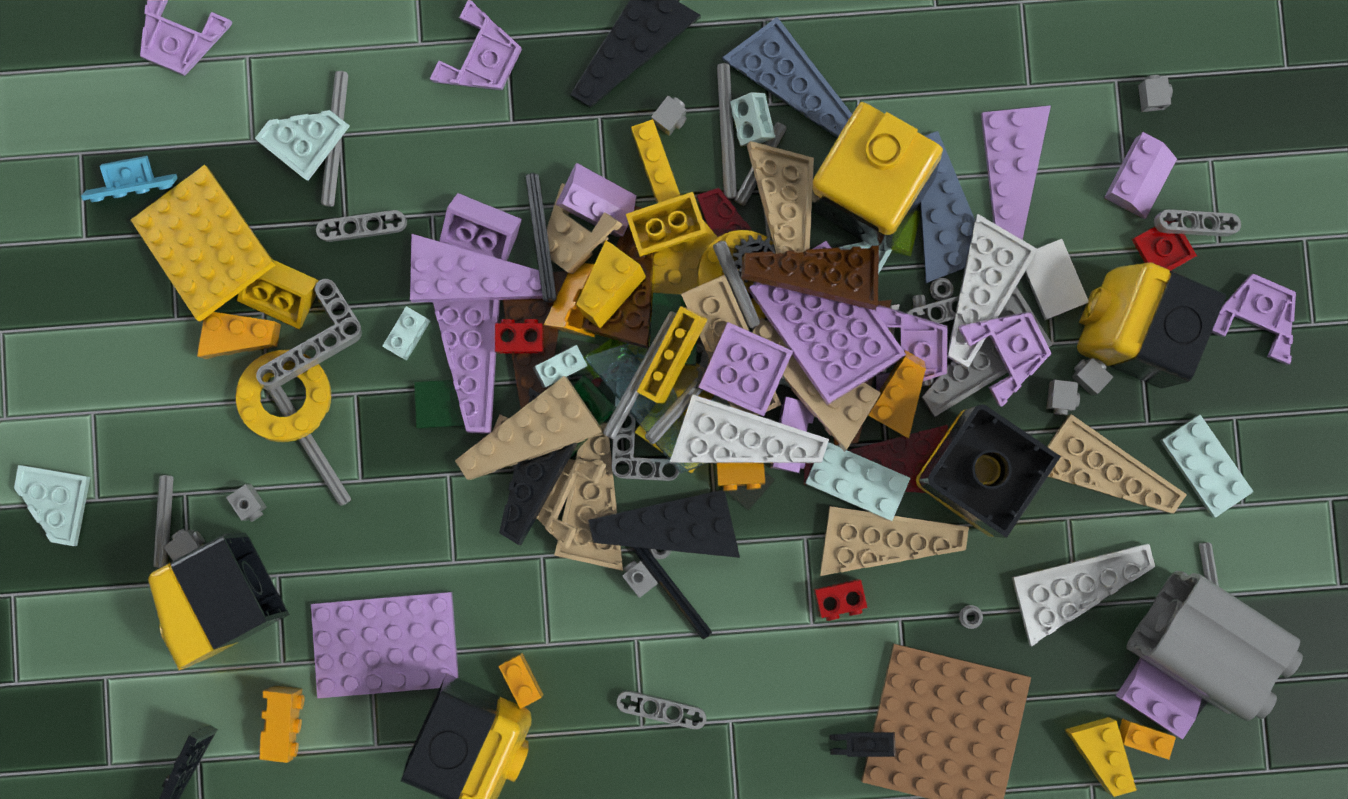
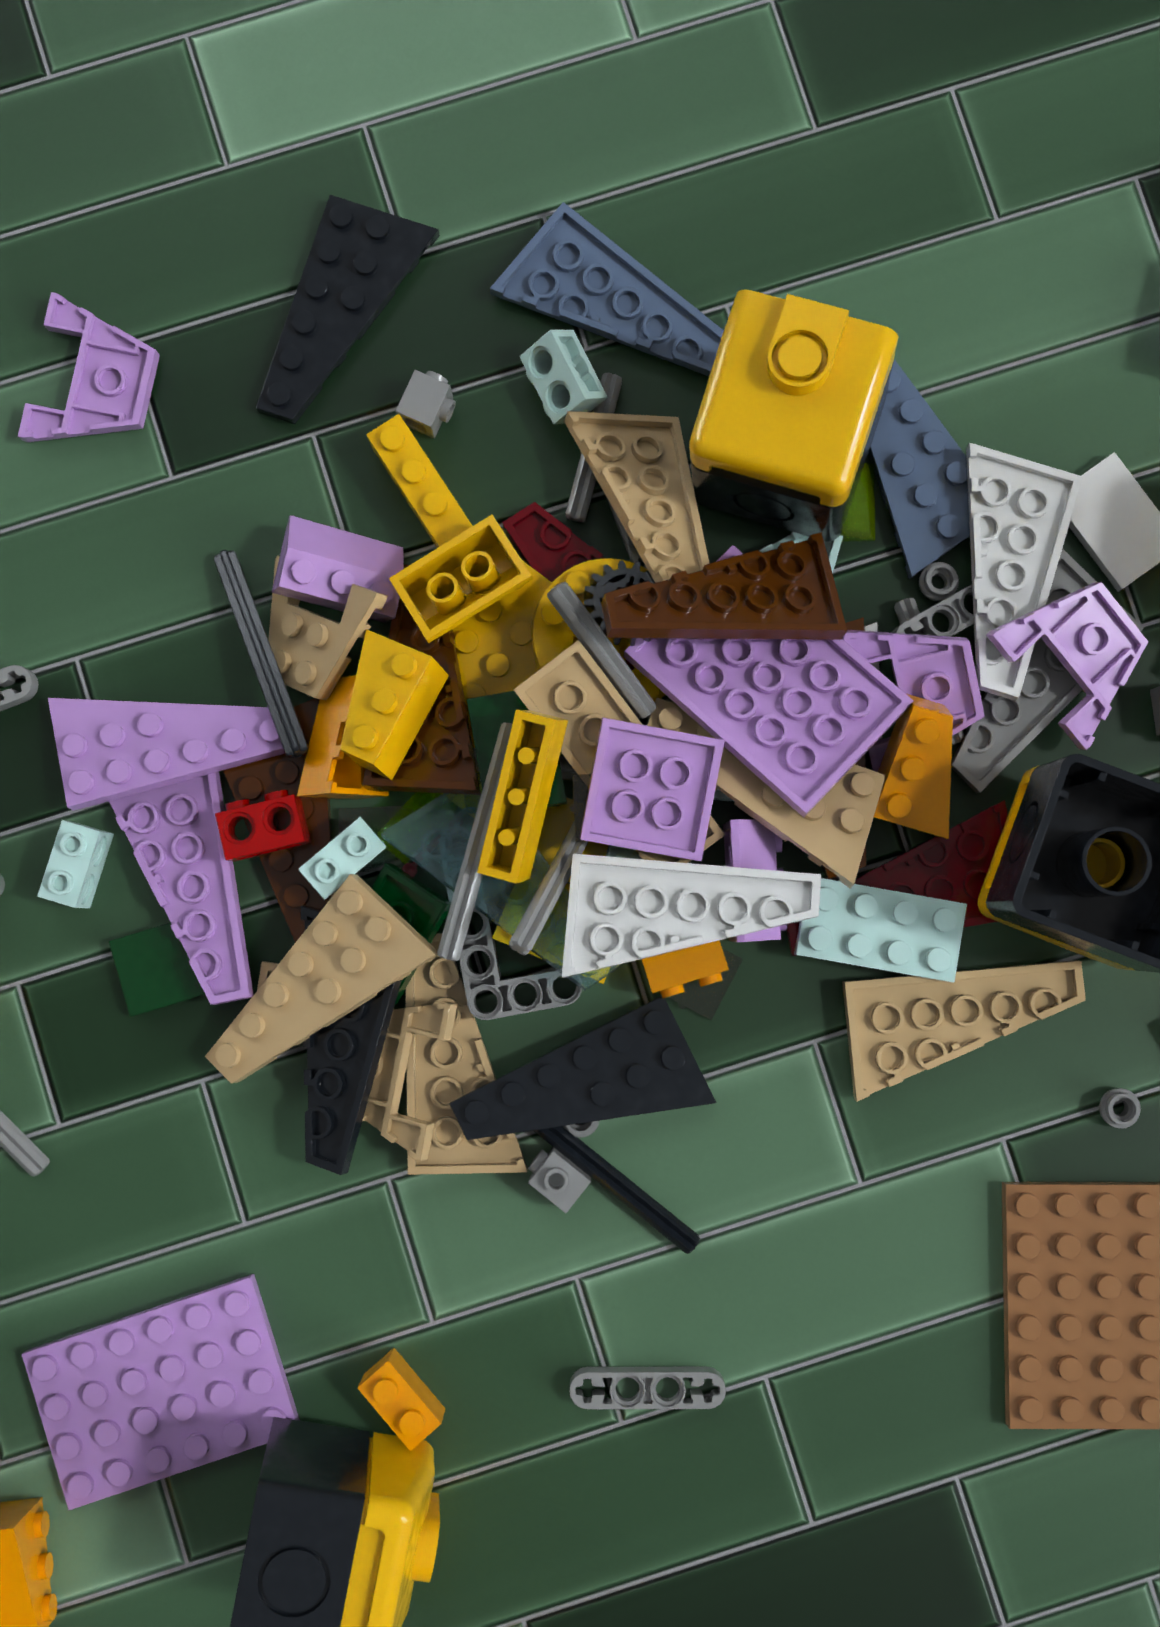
camera: 10 degrees left, 0 degrees up
(479, 228) = (156, 661): lavender slope -> none
(726, 127) = (526, 407): light grey axle -> none
(839, 593) = (895, 1121): red brick -> none
(866, 744) = (1000, 1366): black hinge -> none
(1012, 157) = (1001, 341): lavender wing -> none

